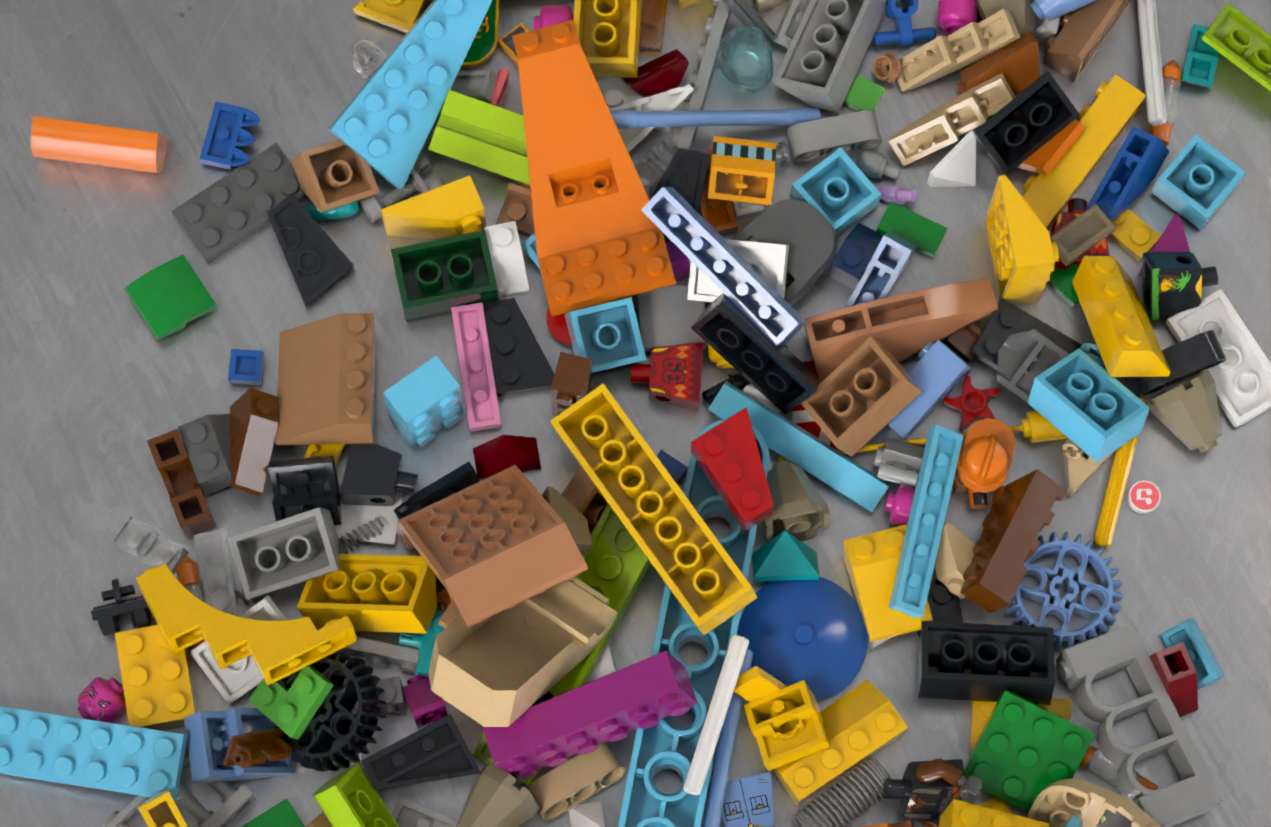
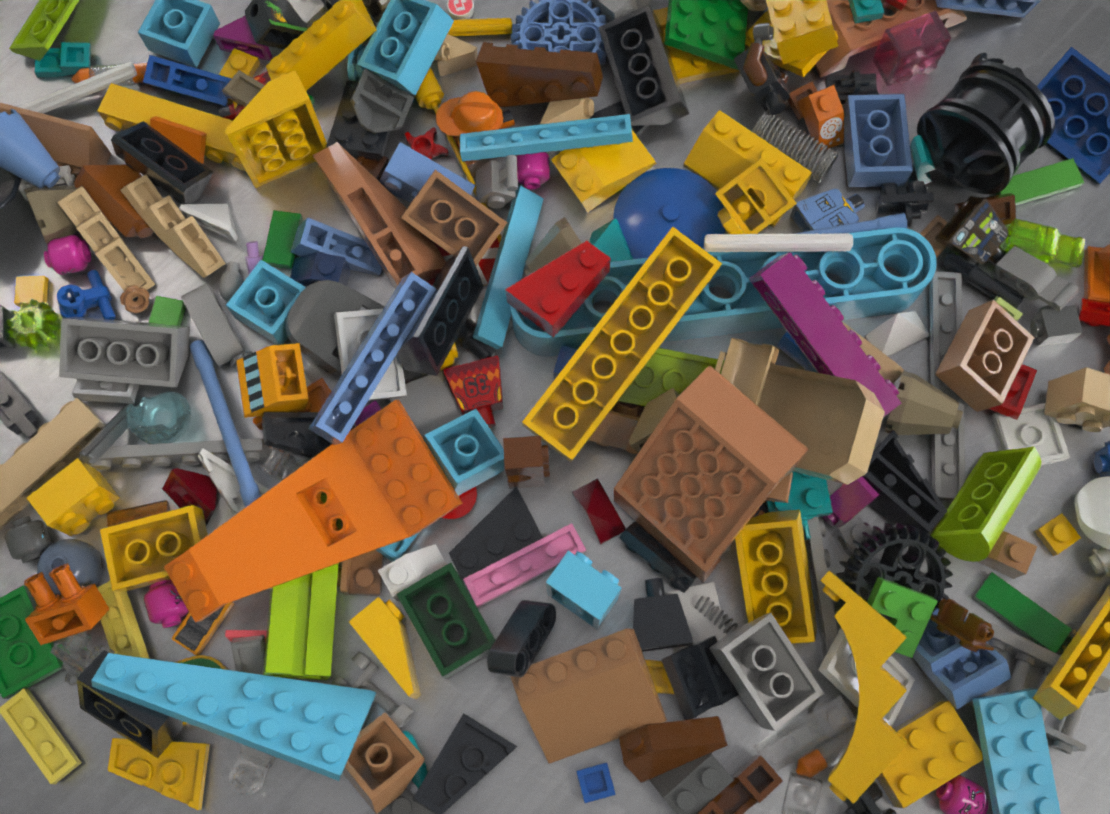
camera: 105 degrees left, 0 degrees up
(399, 332) = (521, 638): none -> black beam

